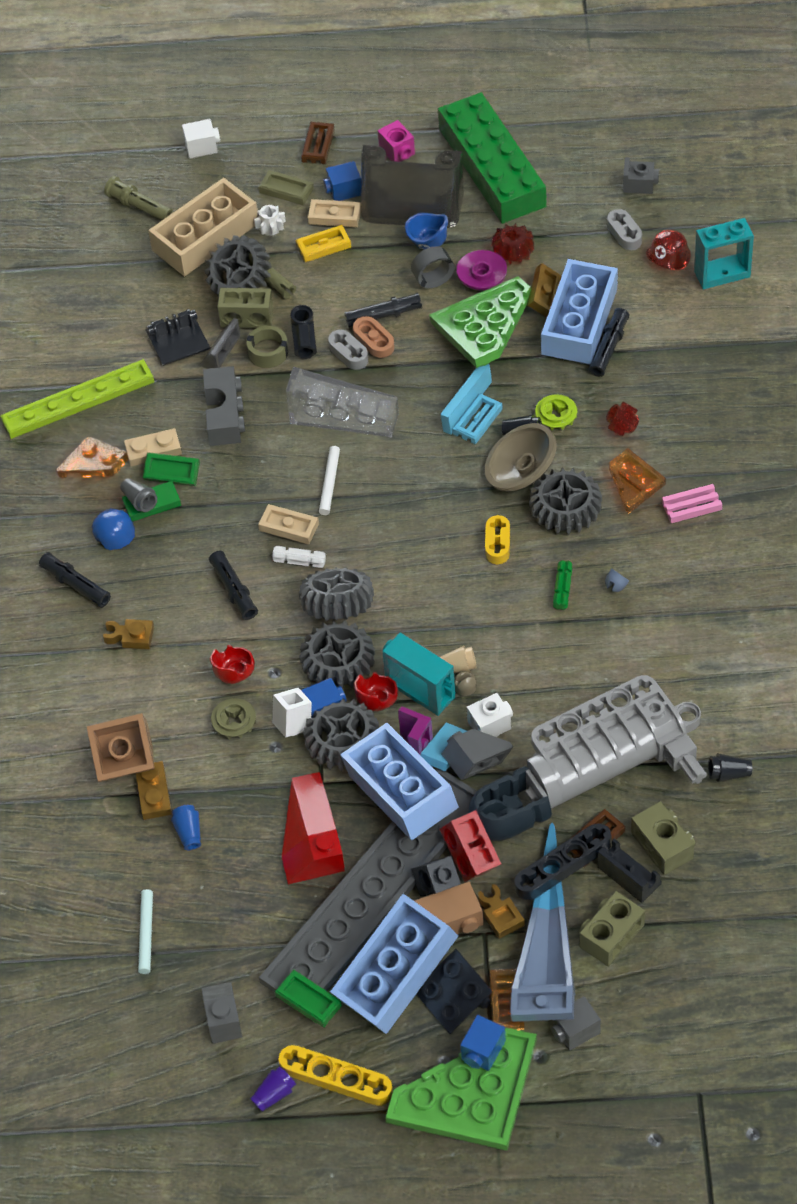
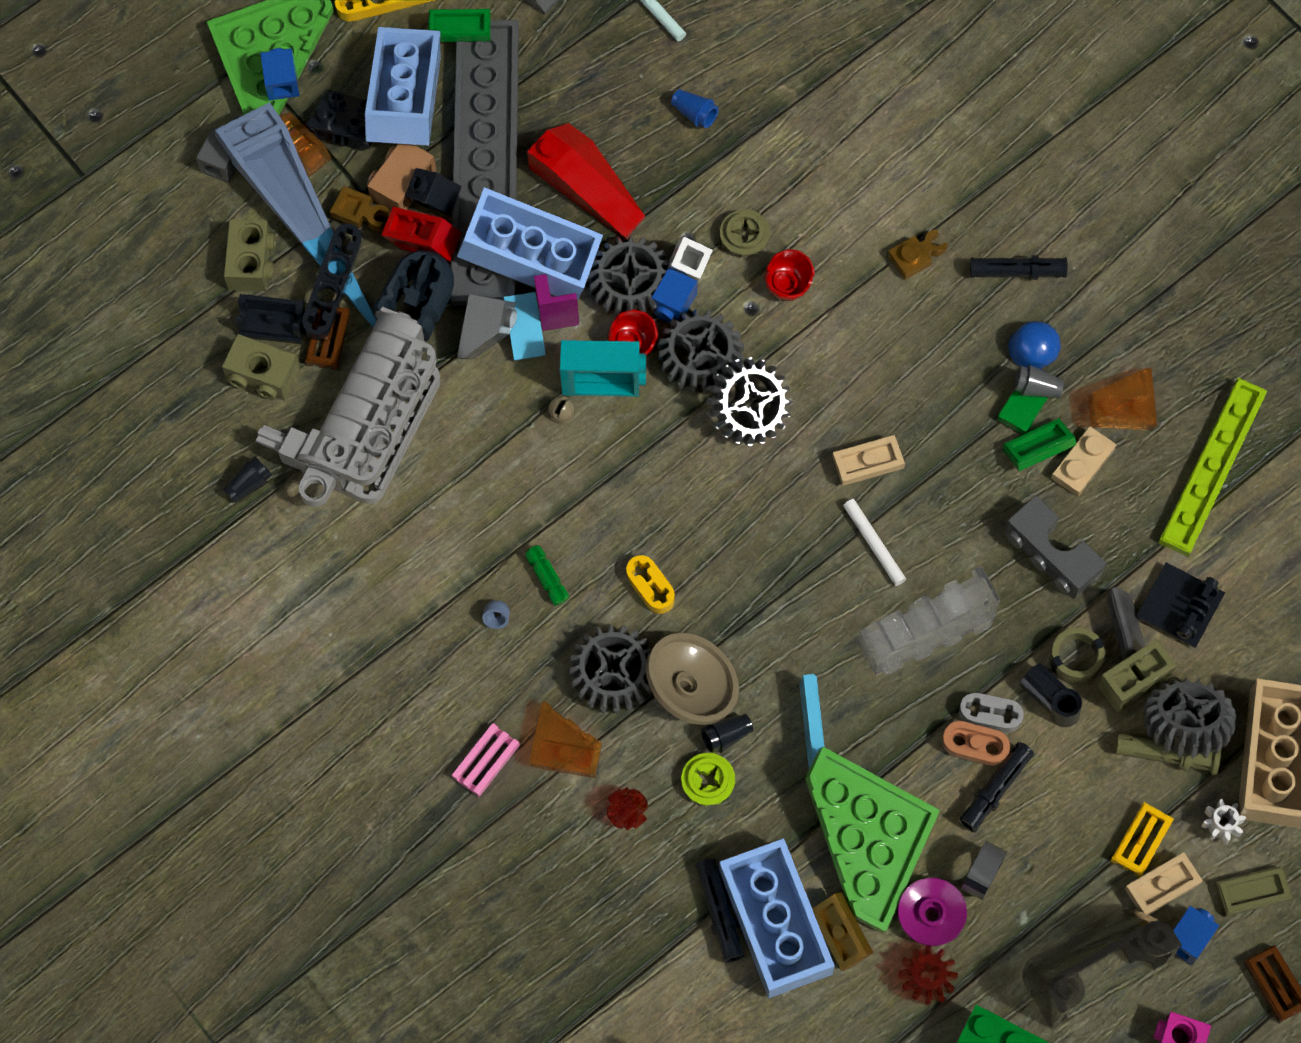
camera: 140 degrees right, 15 degrees up
(121, 747) = (813, 129): medium nougat slope -> none
(154, 792) = (758, 124): pearl gold plate -> none
(244, 605) = (852, 355): black pin -> none
(299, 556) = (829, 435): white axle -> none
(427, 229) = (1036, 920): blue helmet -> none
(462, 659) = (582, 422): tan cone -> none
(484, 425) = (787, 746): medium azure tile -> none
(490, 715) = (503, 375): white brick -> none

